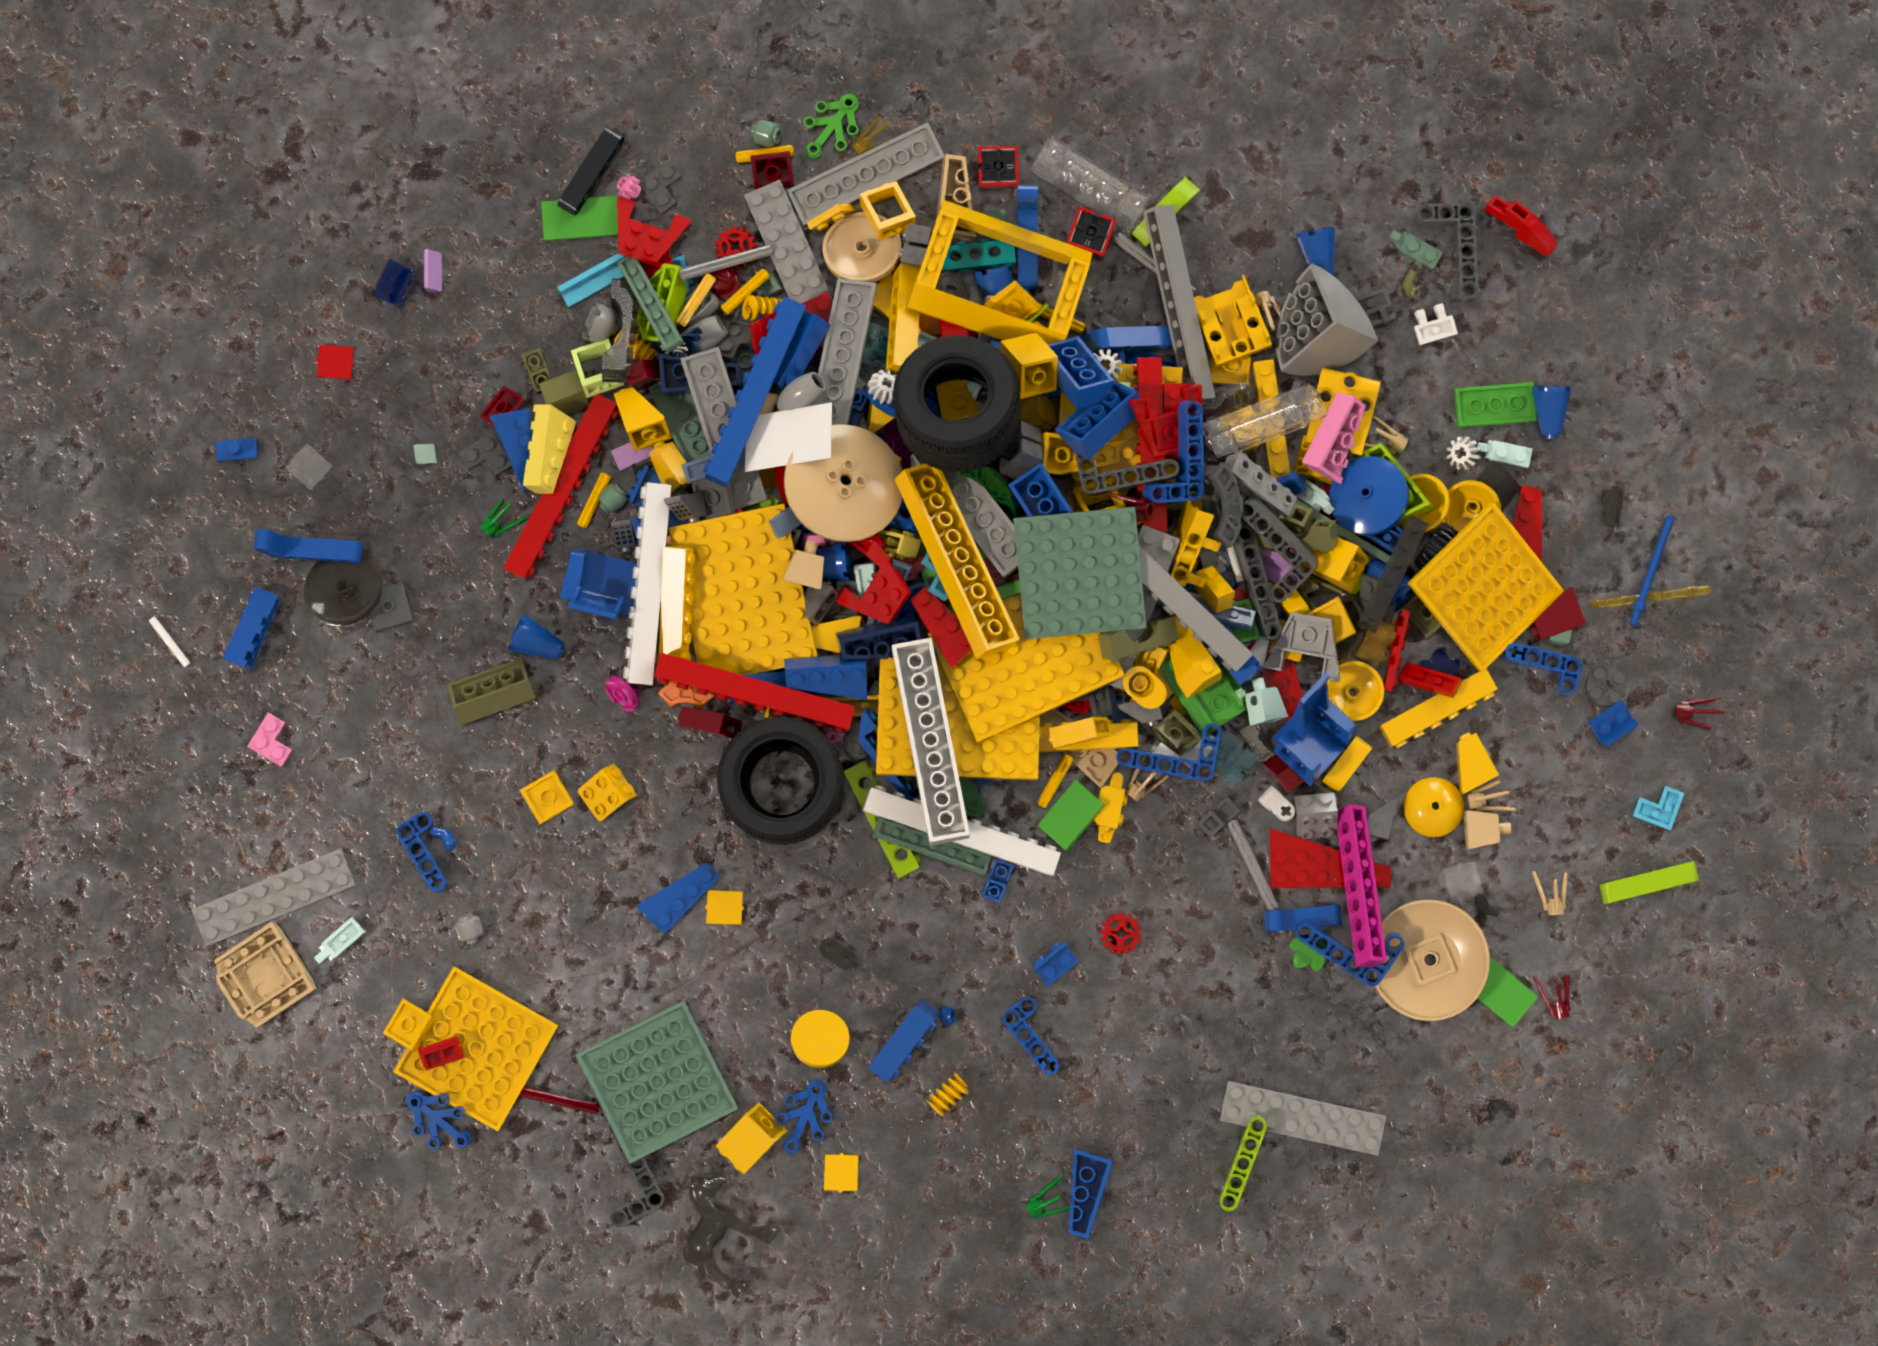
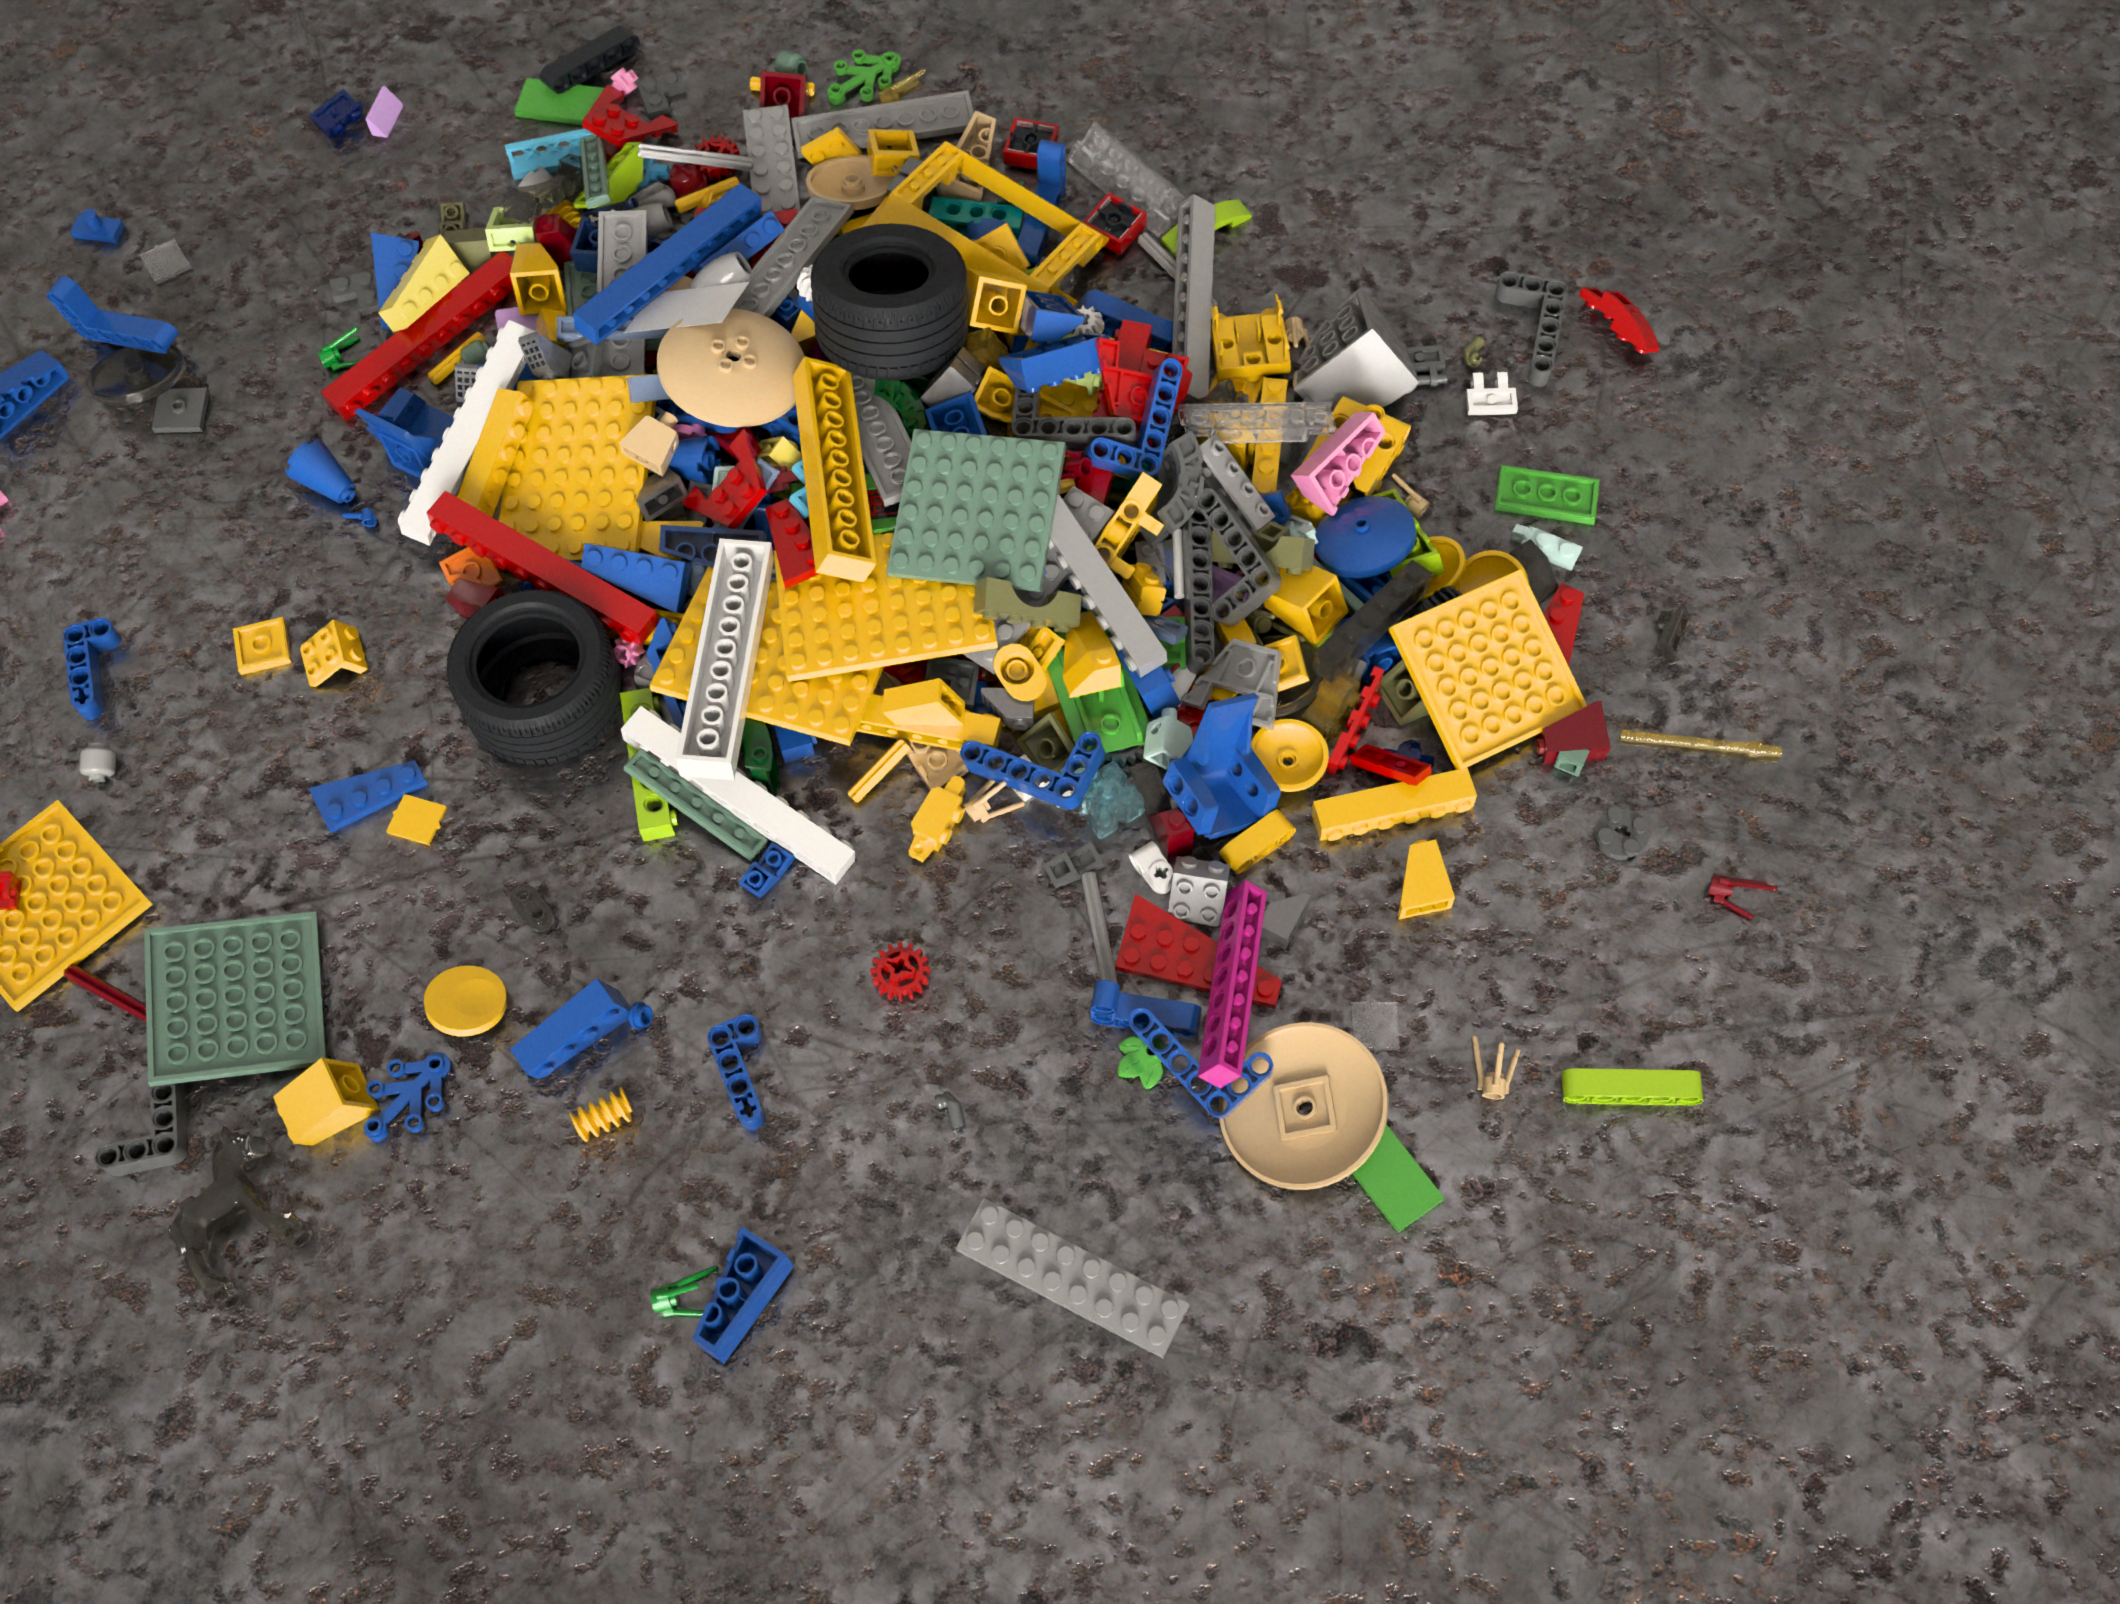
camera: 15 degrees right, 20 degrees down
(335, 362) = (243, 174): red piece -> none
(425, 454) = (292, 274): slope -> none
(446, 836) = (123, 657): blue arm -> none
(491, 691) = (248, 518): olive slope -> none
(582, 664) = (366, 516): none -> blue hand
(622, 692) = (396, 548): dark pink tile -> none
(695, 300) = (650, 181): yellow axle -> none
(841, 1172) = (426, 1182): yellow piece -> none
(1055, 964) = (803, 987): blue bracket -> none
(1071, 815) = (884, 812): bright green tile -> none
(1242, 1152) = (966, 1326): lime beam -> none
(1319, 247) = (1375, 280): blue cone -> none
(1416, 249) = (1488, 320): sand green hinge -> none
(1419, 808) = (1353, 937): yellow dish -> none
(1461, 460) = (1495, 529): white gear -> none
(1477, 799) = (1419, 925): tan plant -> none
(1483, 829) = (1418, 963): tan torso -> none
(1484, 907) = (1396, 1062): clear smoke arm -> none
(1541, 664) = (1541, 786): blue beam -> none
(1551, 408) = (1616, 503): blue cone -> none
(1561, 1008) = (1470, 1222): dark red plant -> none
(1613, 724) = (1620, 876): blue bracket -> none
(1639, 605) = (1686, 744): blue bar -> none
(1660, 814) = (1664, 1005): medium azure plate -> none

